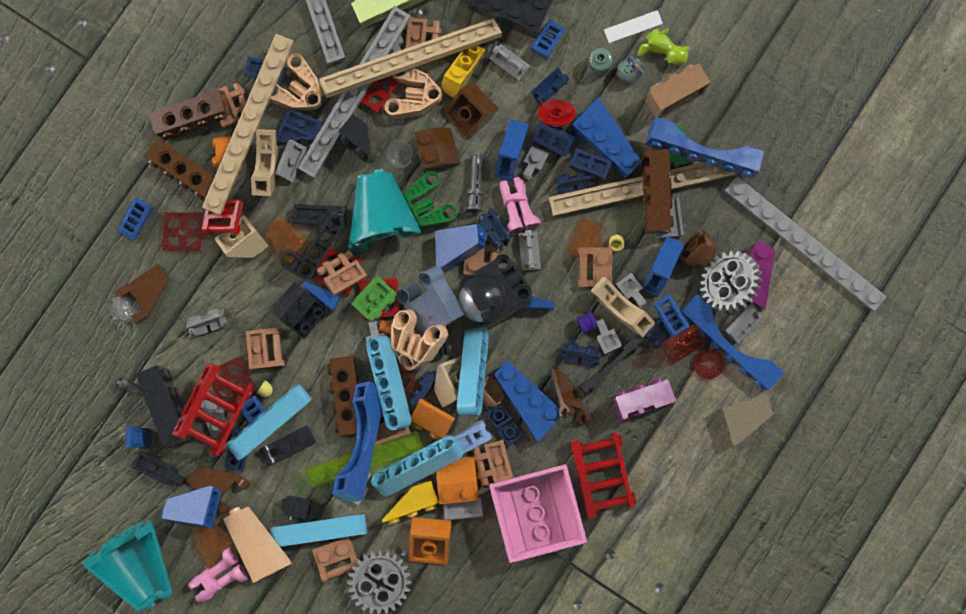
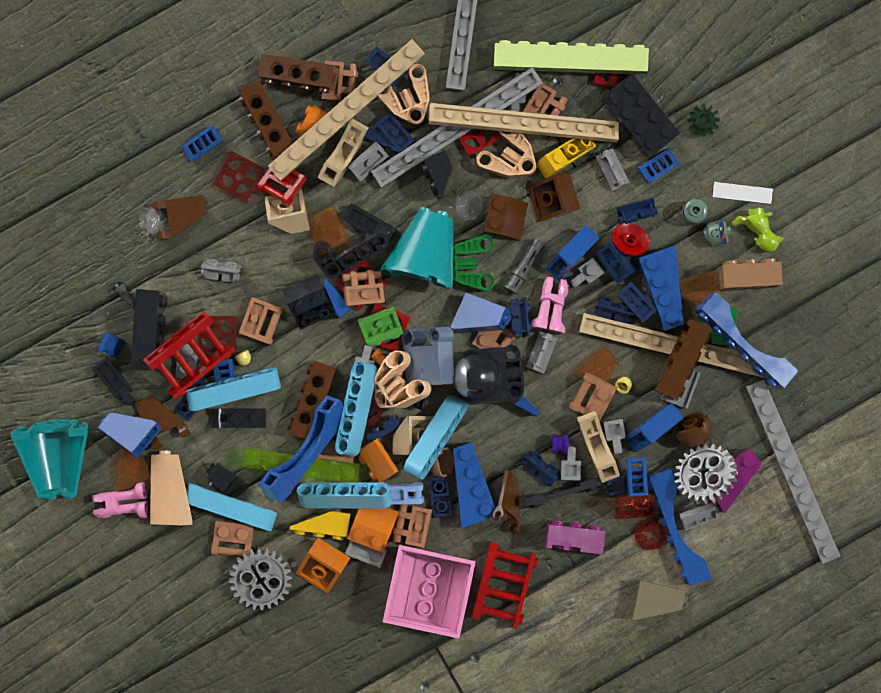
camera: 25 degrees right, 5 degrees up
(637, 124) = (699, 286): none -> clear orange wing

